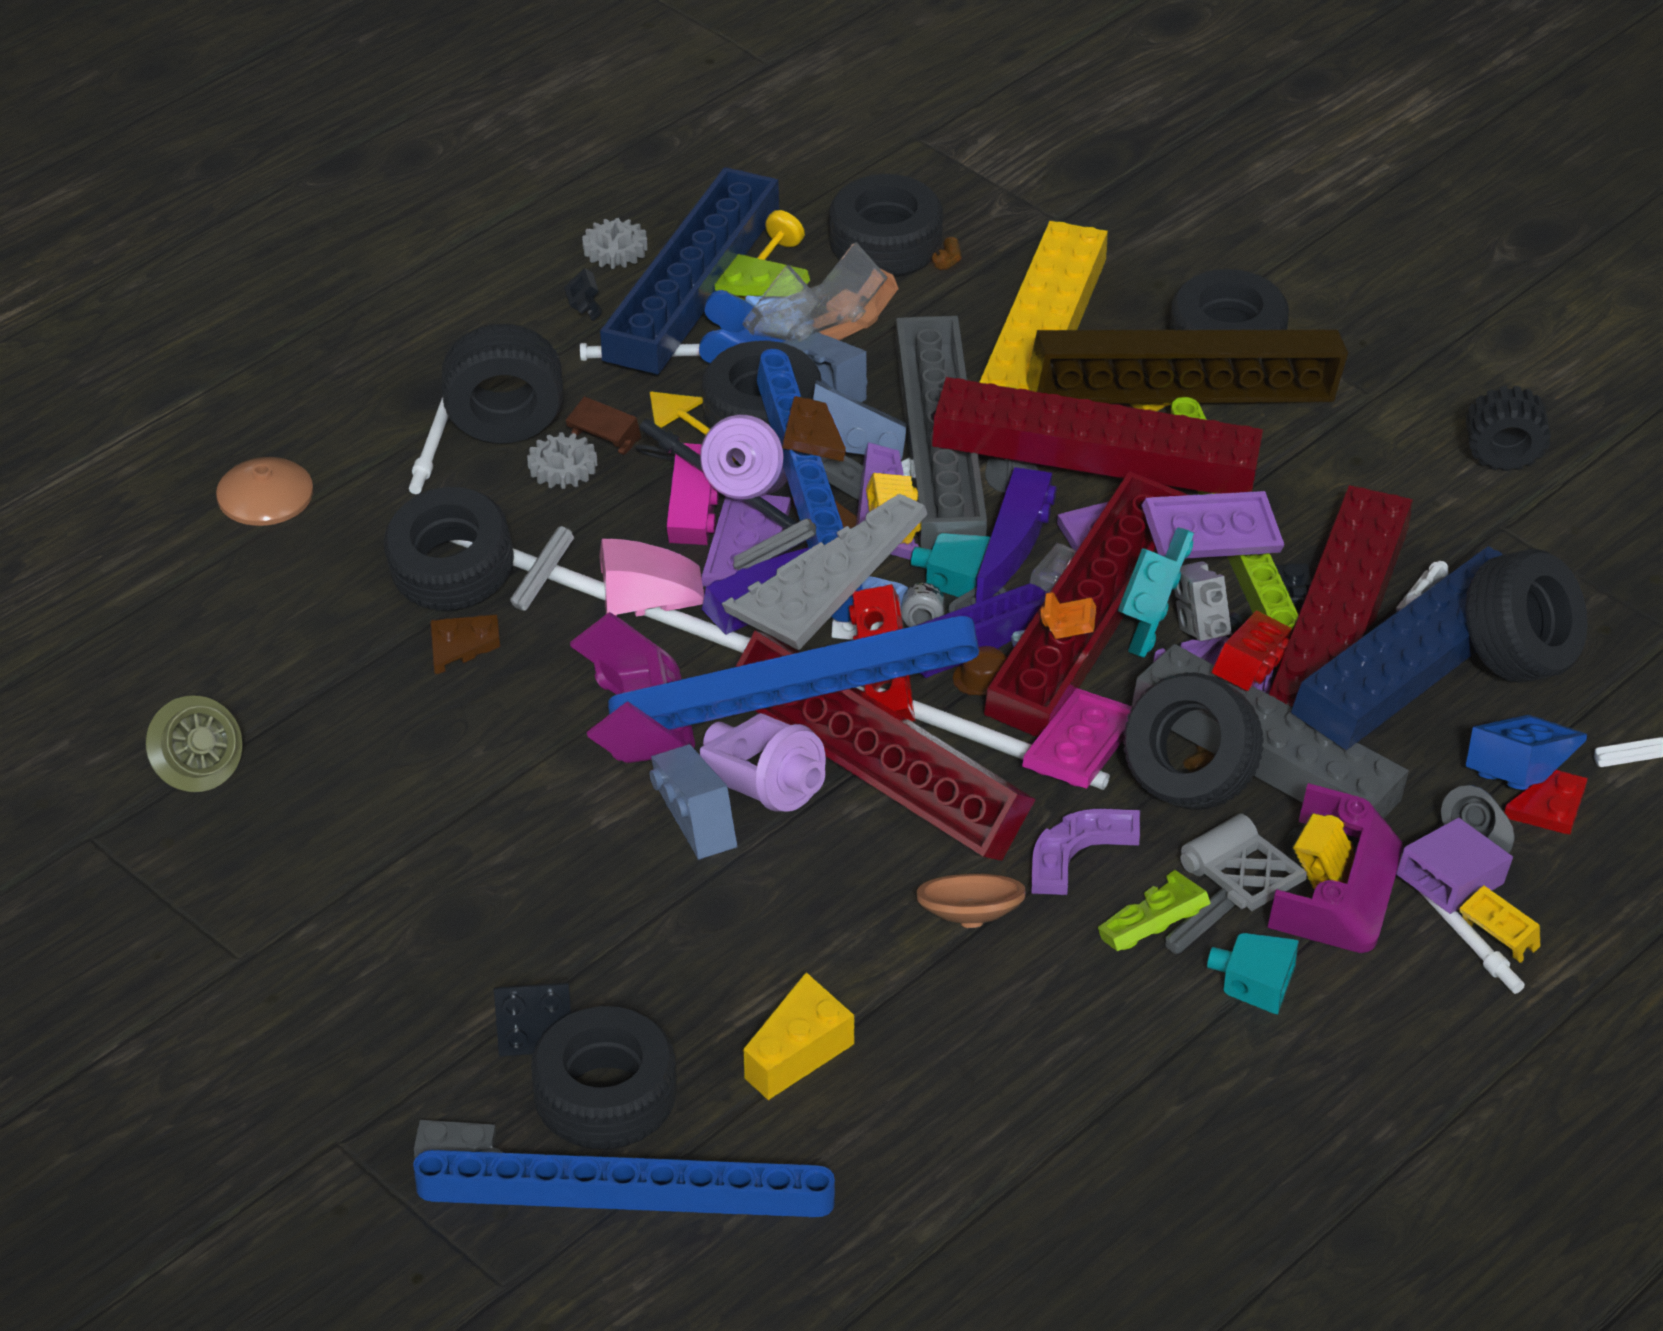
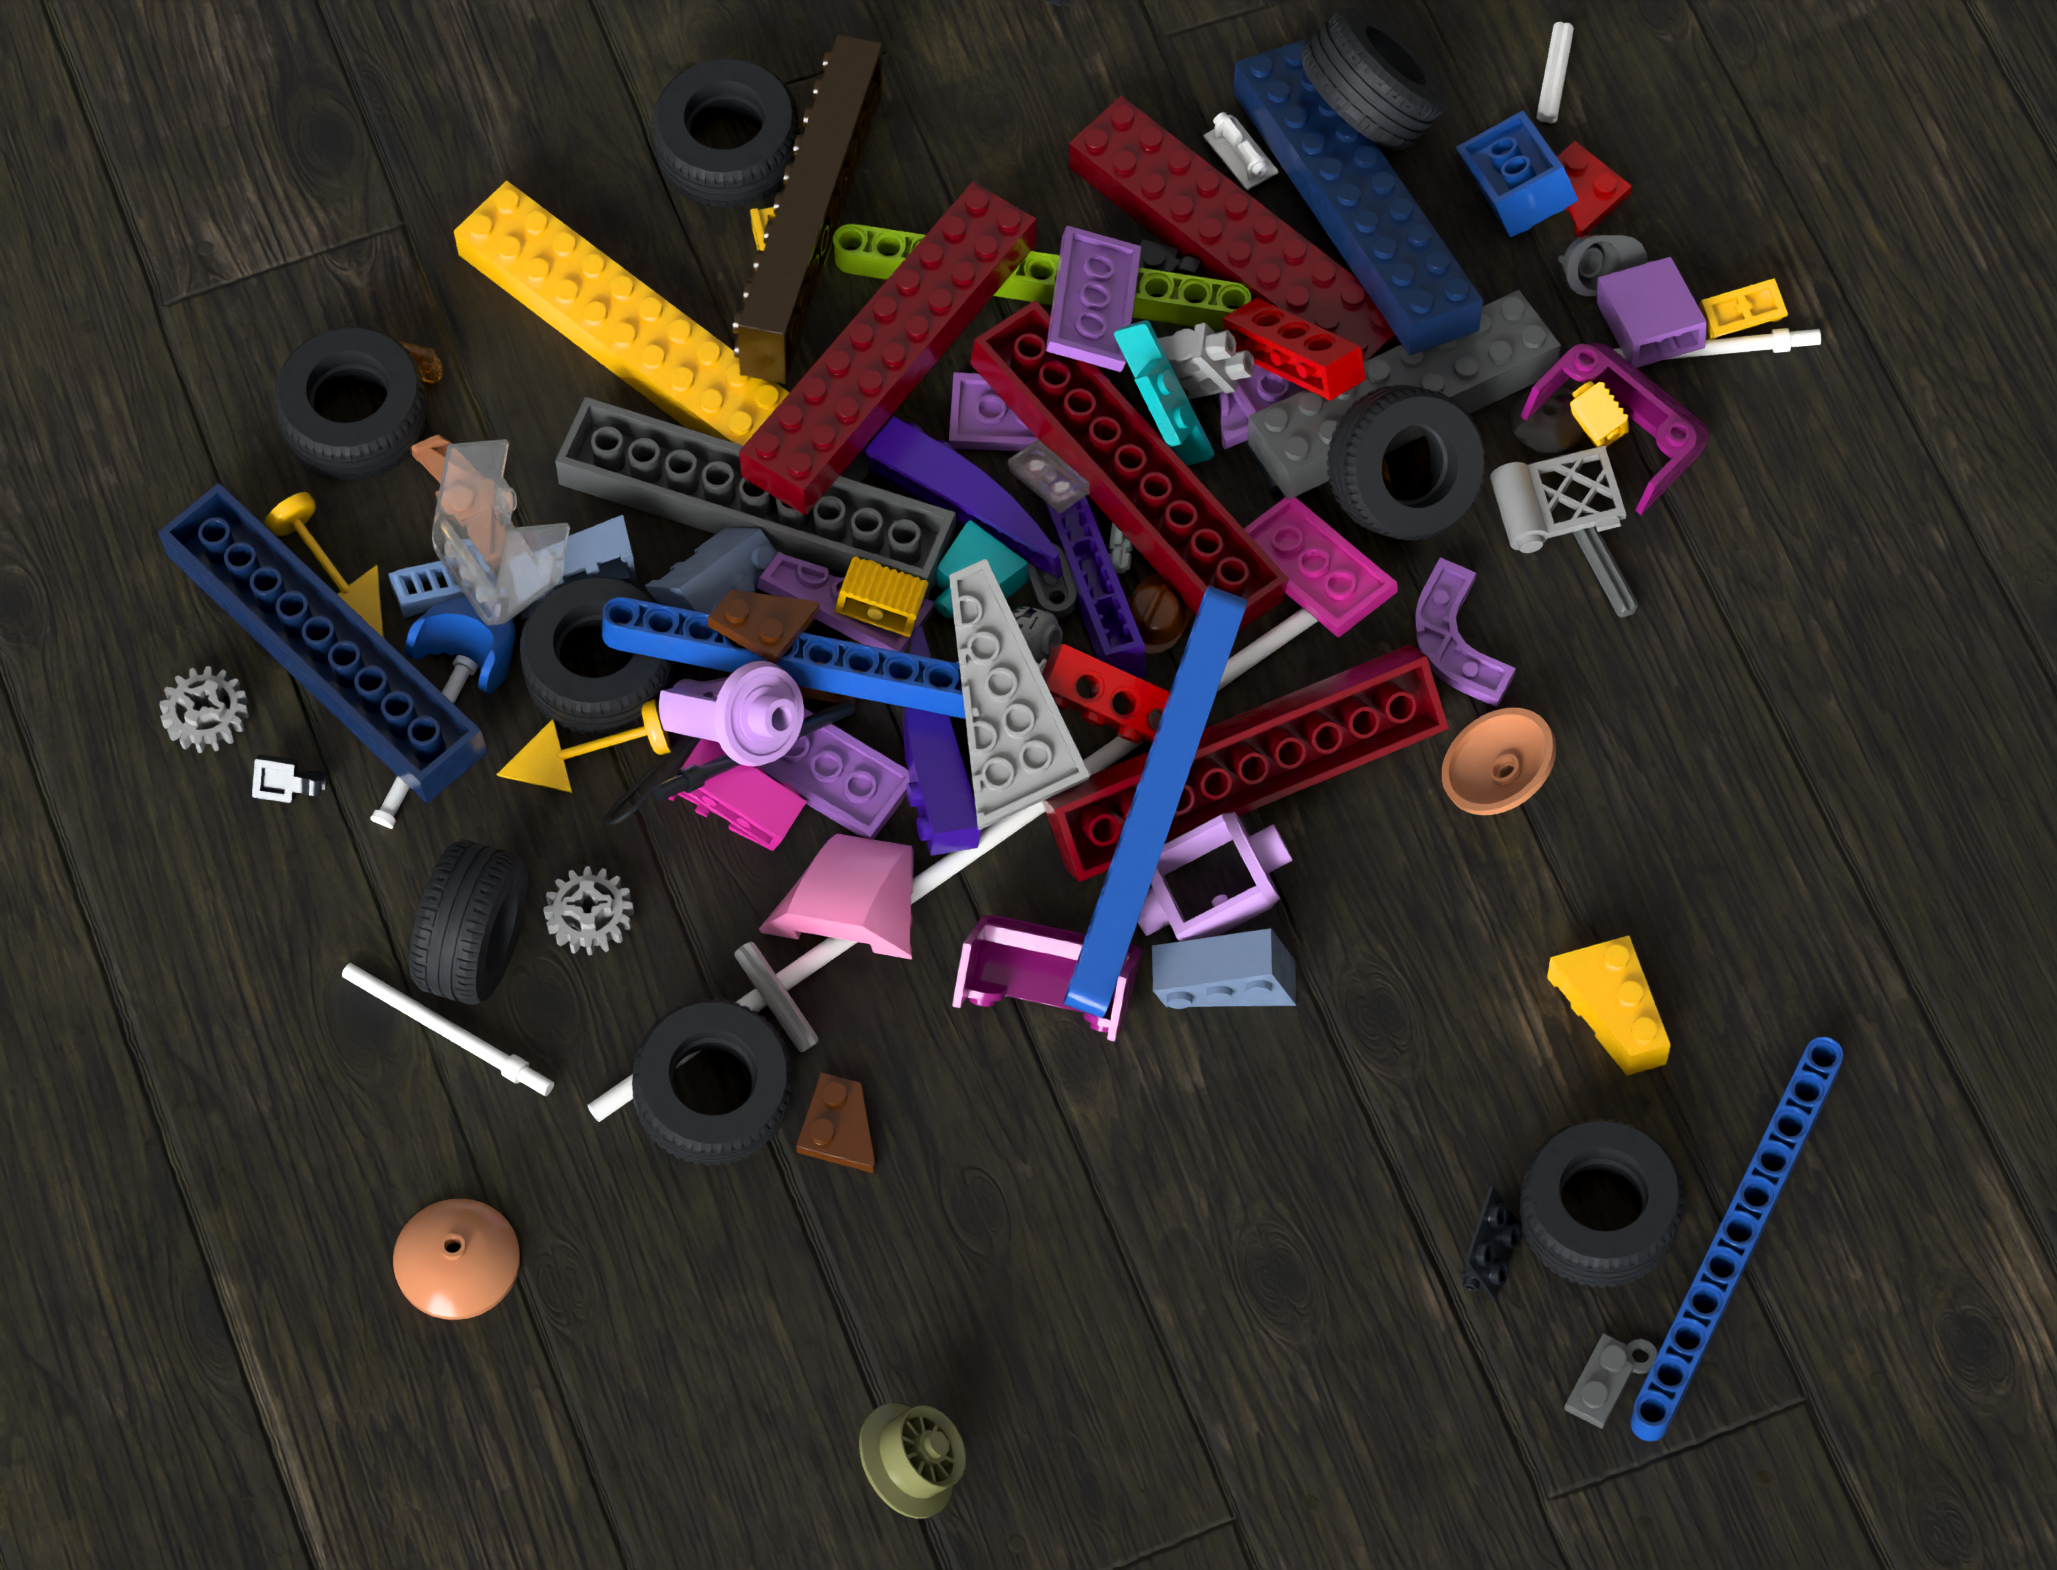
camera: 65 degrees left, 20 degrees up
(605, 423) = (552, 841): copper hinge -> none
(752, 276) = (388, 572): lime wing -> none
(776, 544) = (900, 739): dark grey axle -> none
(1069, 617) = (1179, 494): orange bracket -> none
(1162, 907) = (1584, 600): lime wing -> none
(1257, 969) = (1704, 548): teal torso -> none

